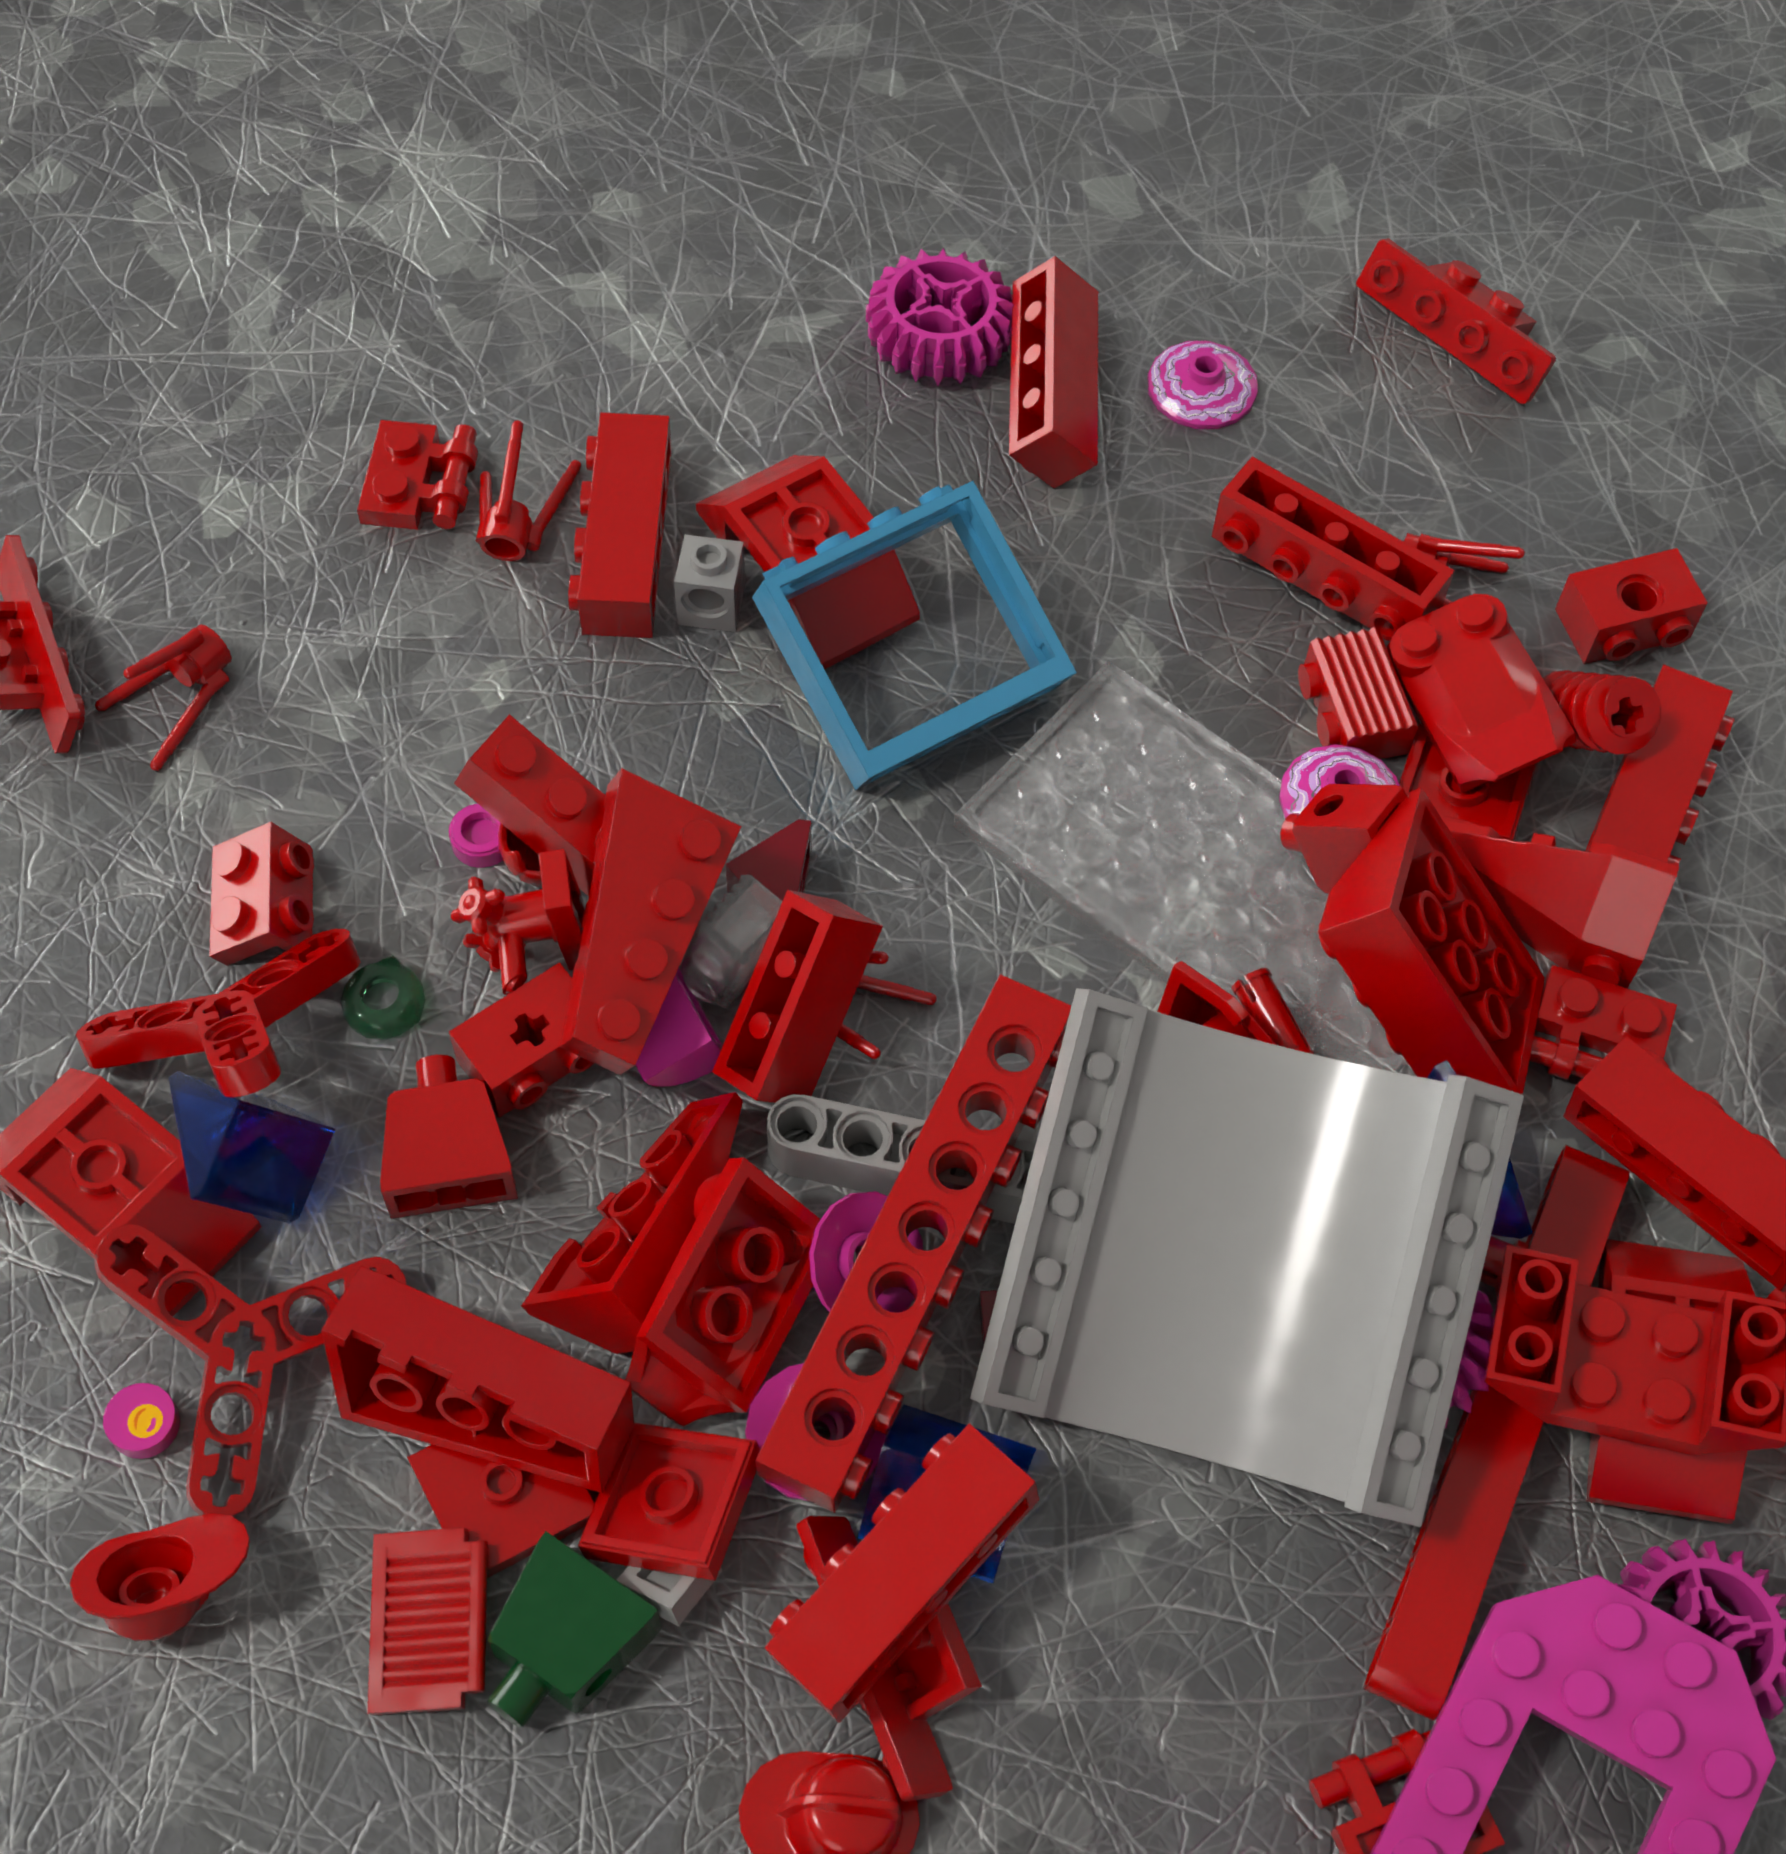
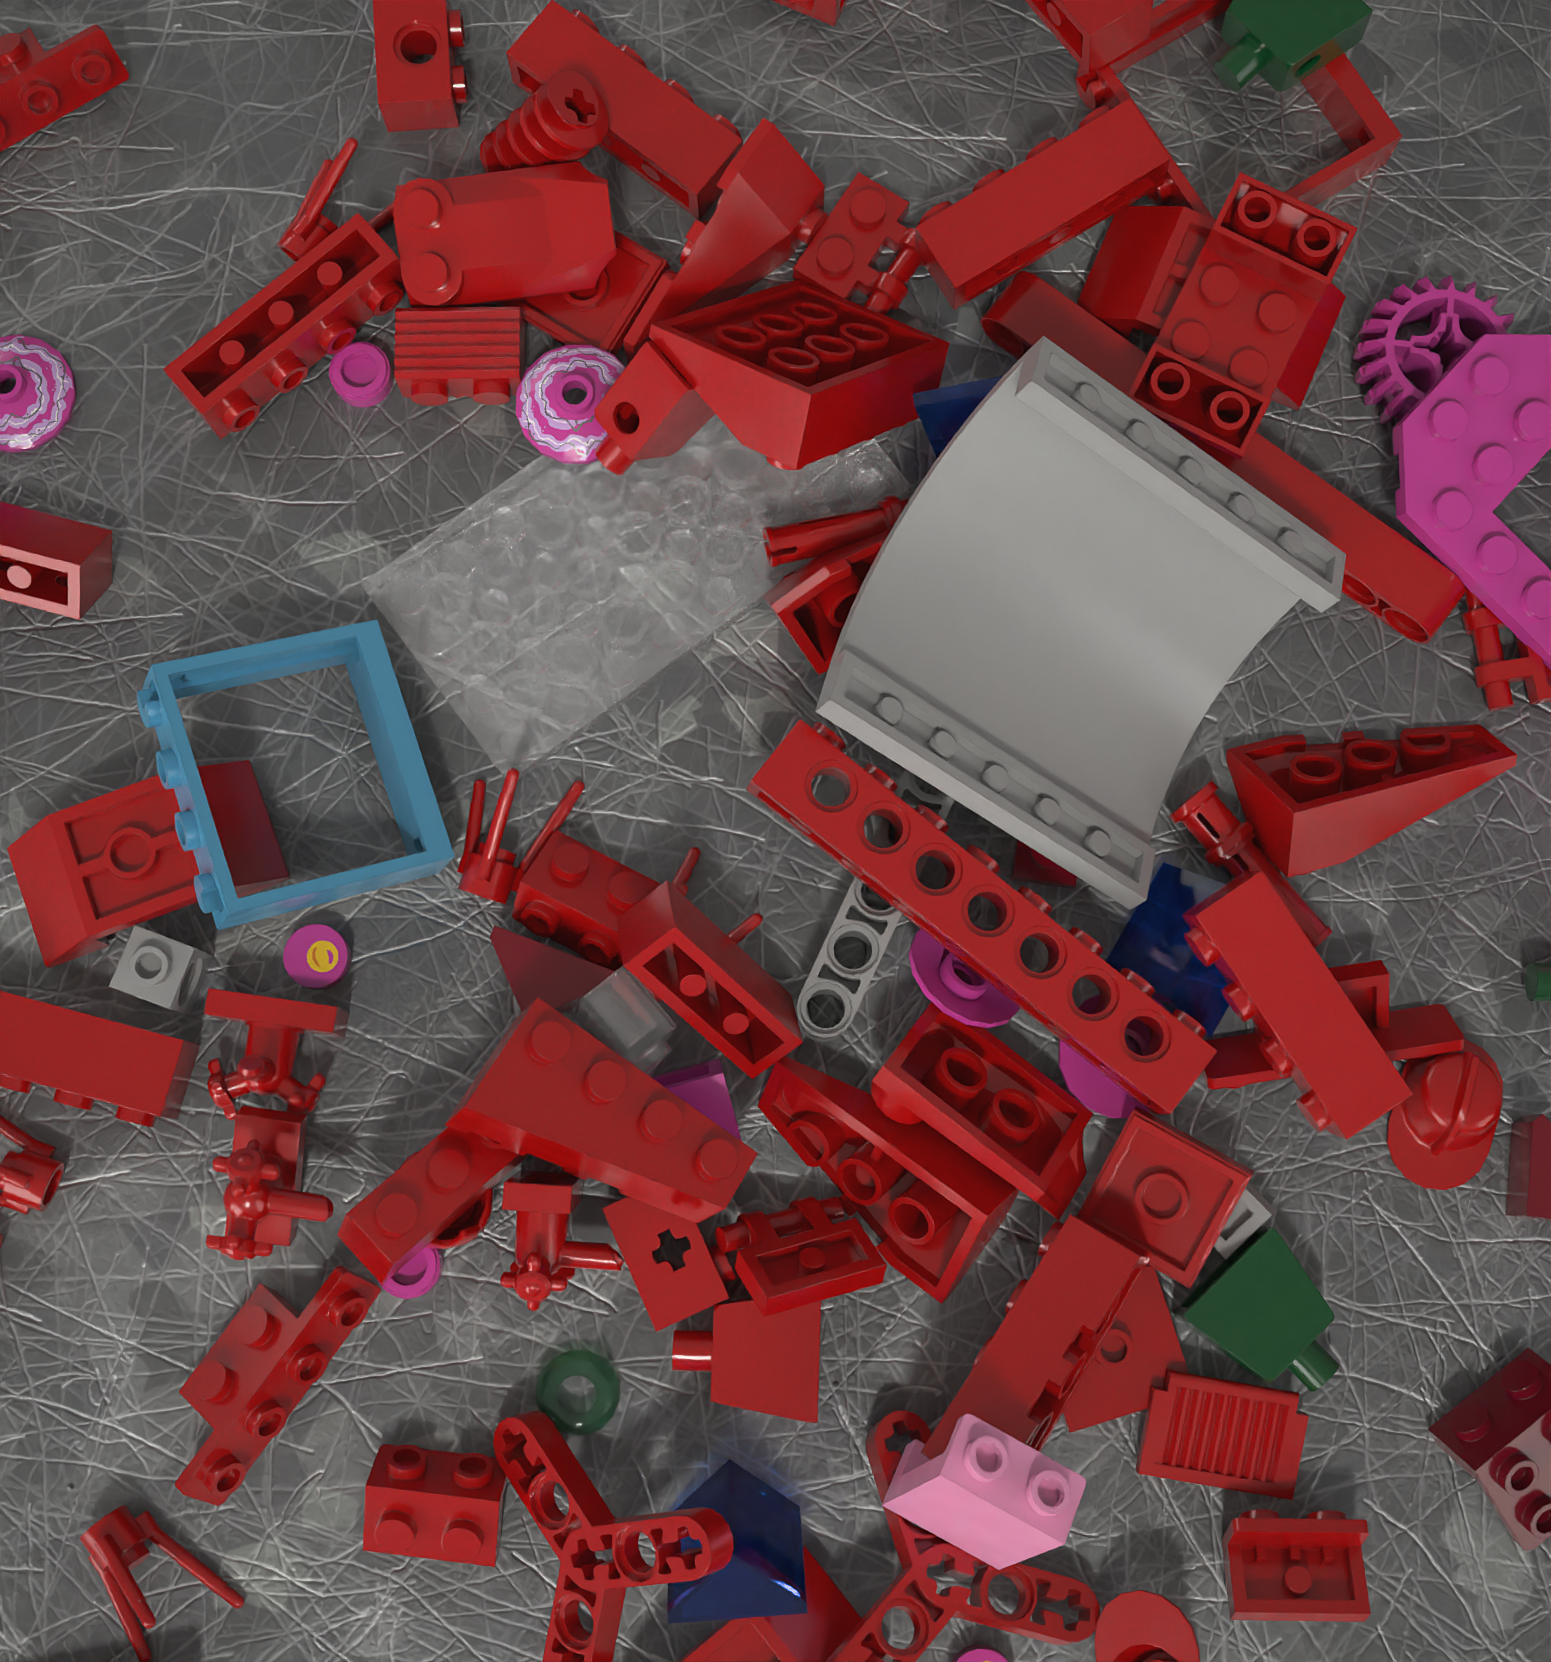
camera: 75 degrees left, 20 degrees up
(293, 1720) = (1296, 1567): none -> red bracket
(330, 1333) = (987, 1494): none -> bright pink panel
(360, 738) = (262, 1373): none -> red bracket
(531, 687) = (265, 1184): none -> red piece
(545, 1145) = (803, 1267): none -> red plate
(655, 680) = (270, 1048): none -> red piece
(752, 705) = (317, 957): none -> dark pink tile
(868, 820) = (485, 866): none -> red plant
(873, 885) = (577, 897): none -> red bracket
(1070, 1510) = (1231, 845): none -> red pin
(1152, 1610) = (1338, 799): none -> red wedge
(1305, 623) = (361, 374): none -> dark pink tile

